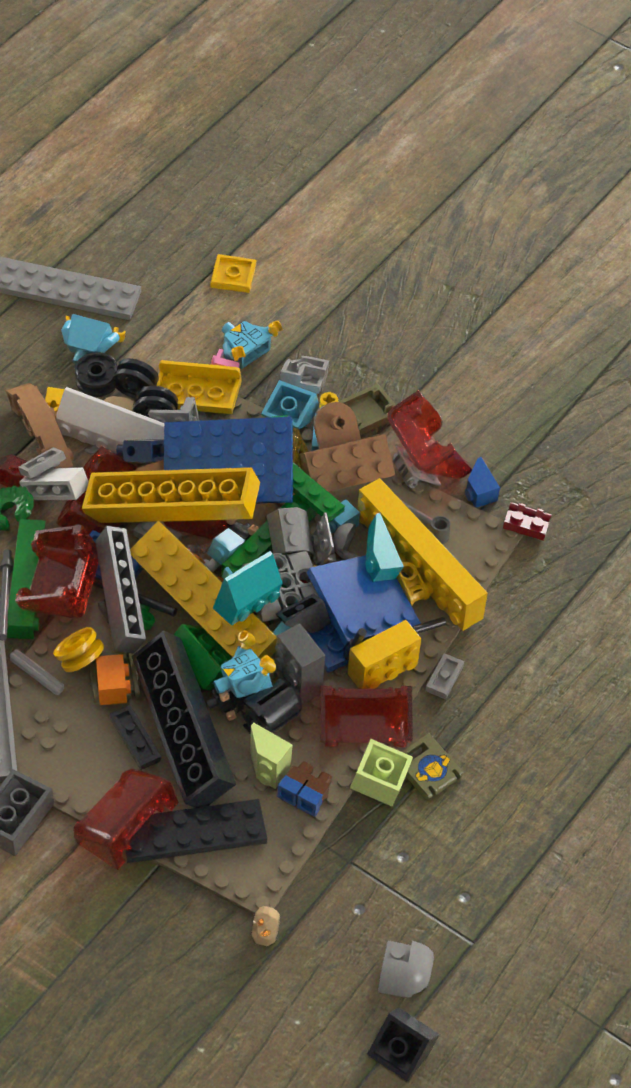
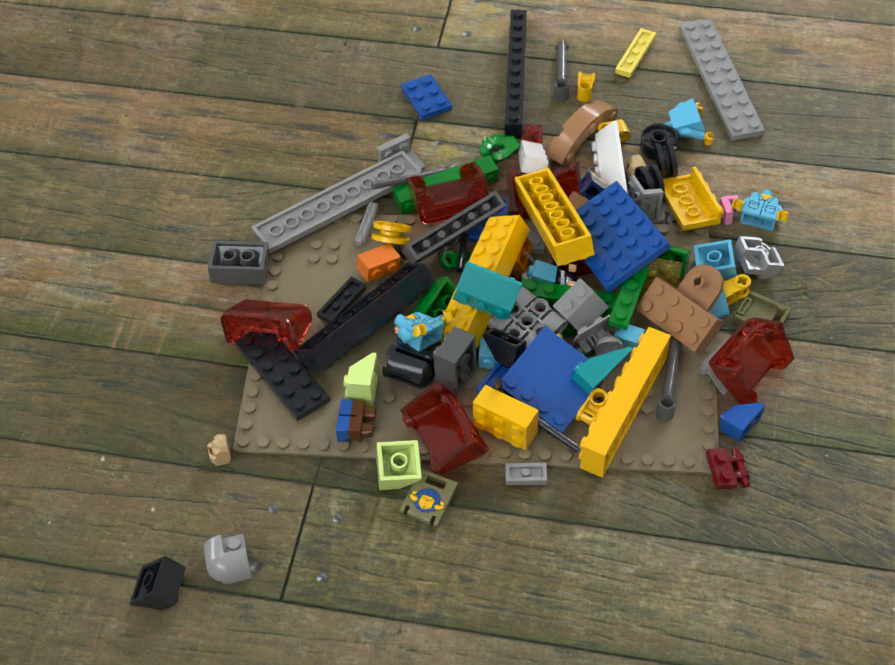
camera: 70 degrees right, 0 degrees up
(44, 461) = (534, 139): light grey plate -> none
(233, 273) = (828, 177): yellow tile -> none

